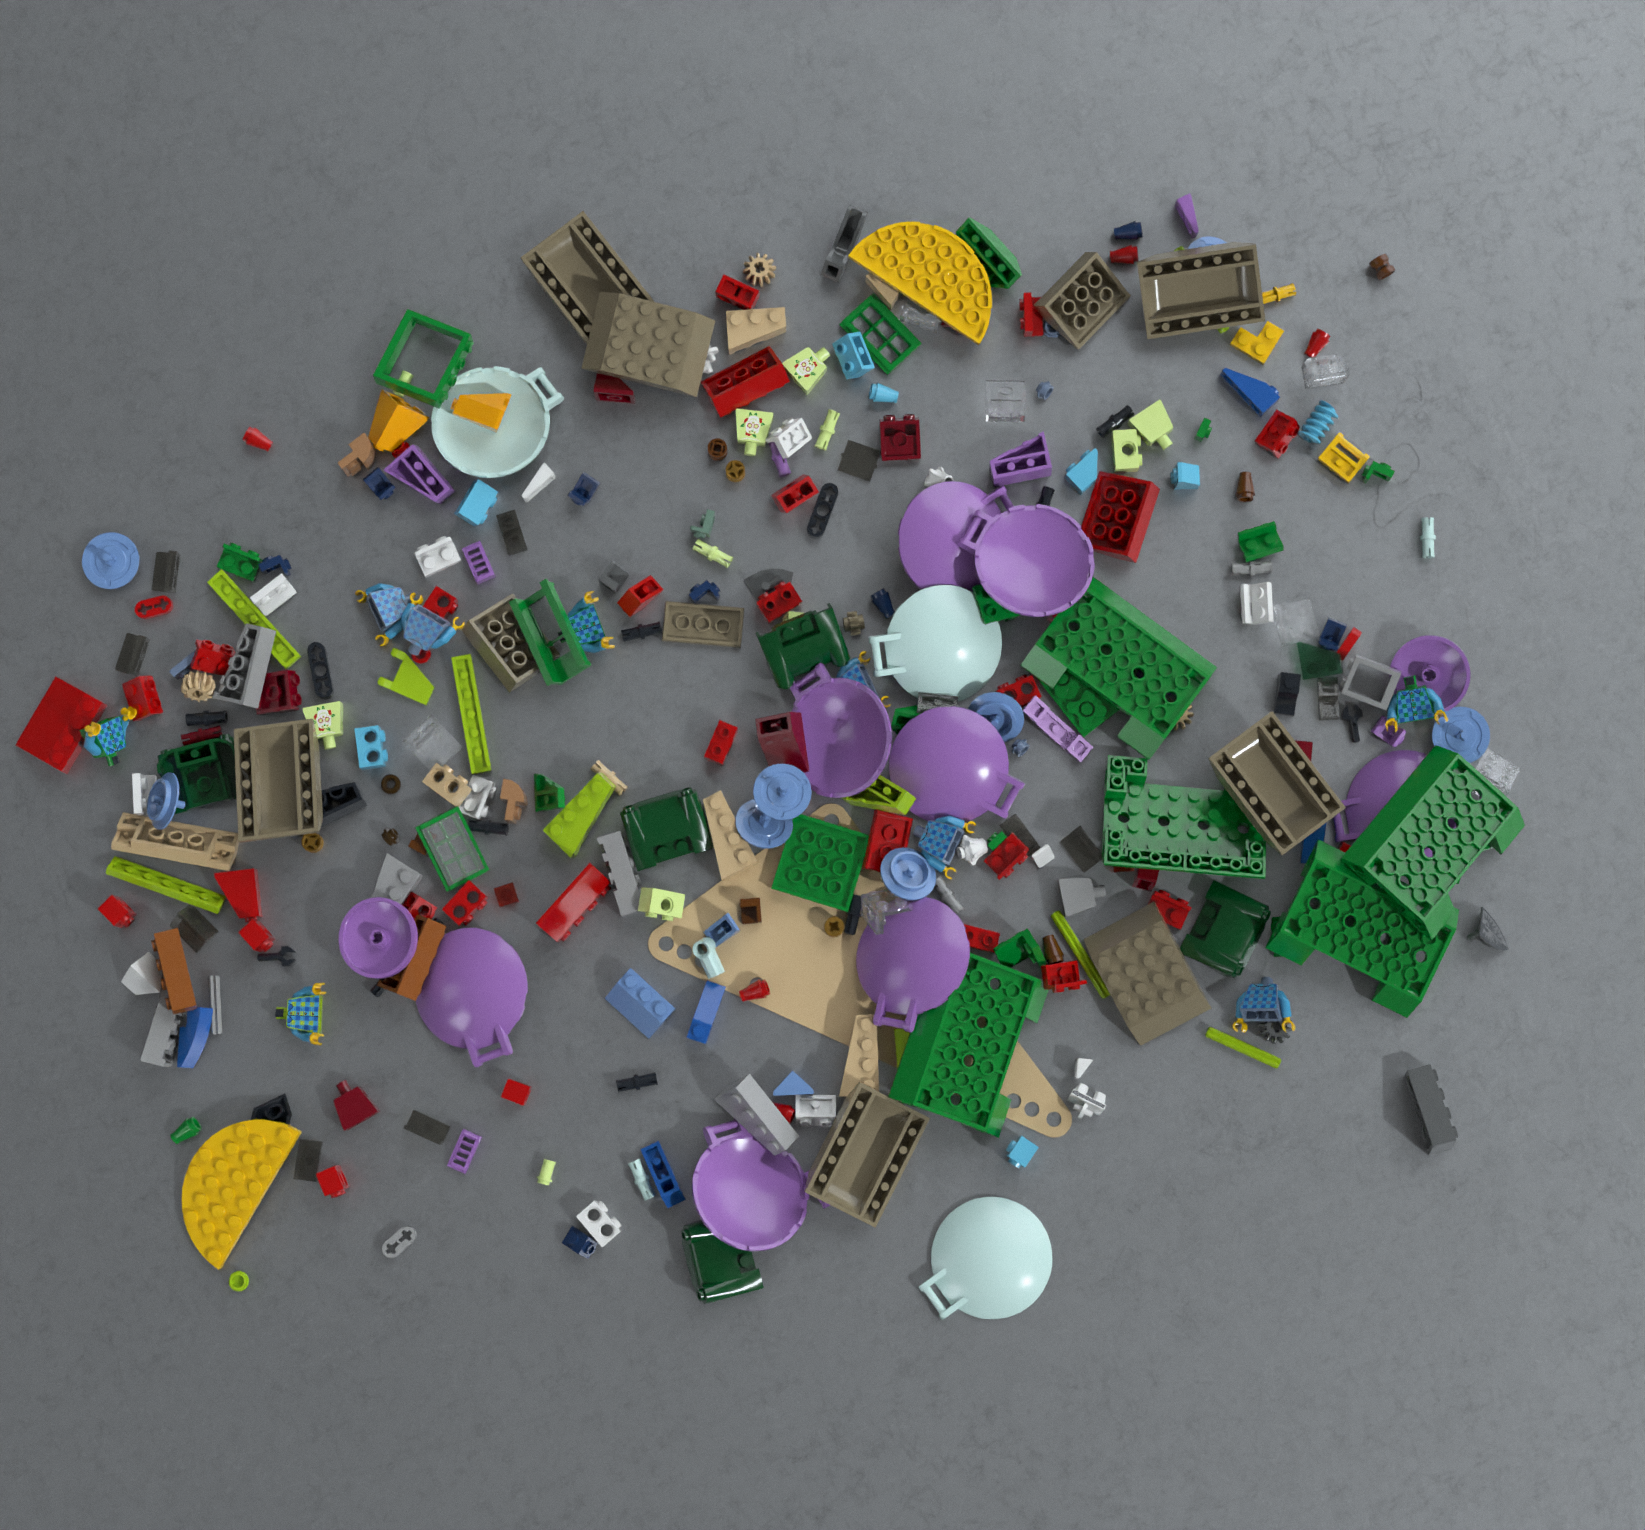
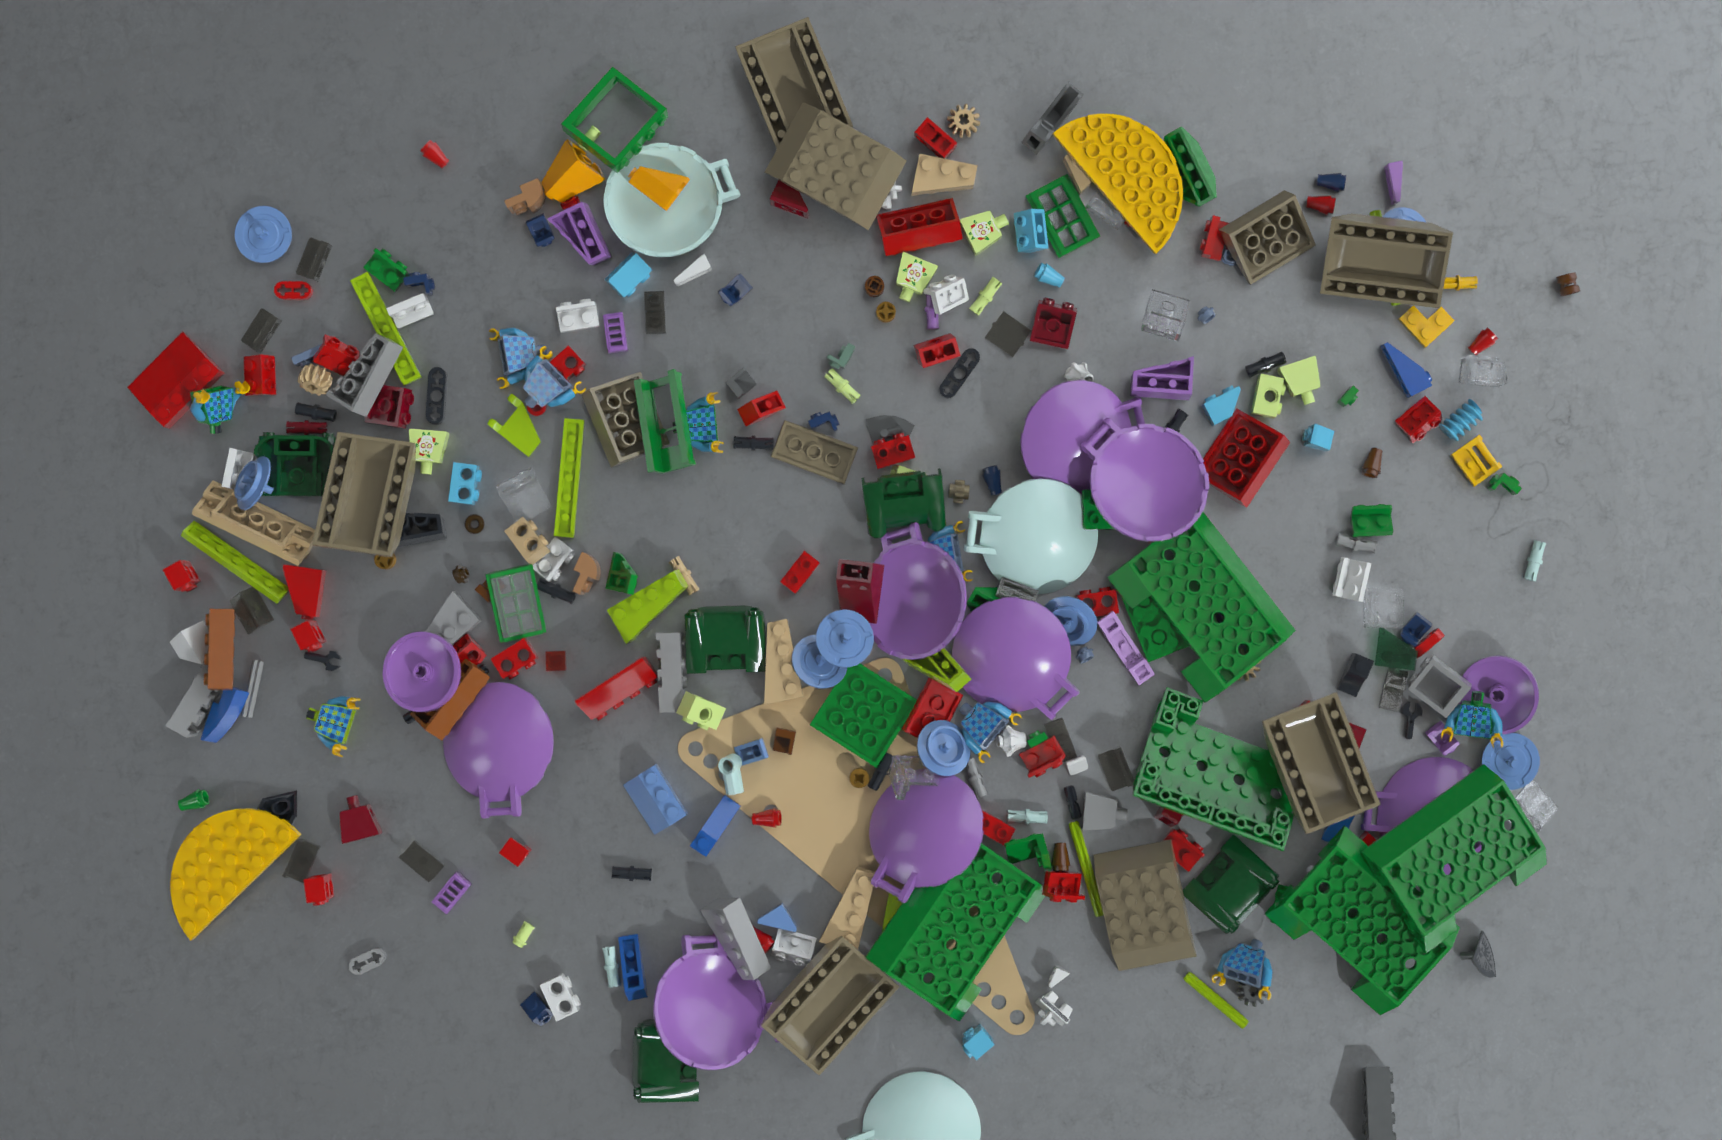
camera: 20 degrees right, 5 degrees up
(238, 1281) = (207, 956): lime plate -> none
(1008, 919) = (1027, 816): none -> light aqua pin
(1046, 889) = (1073, 806): none -> black piece

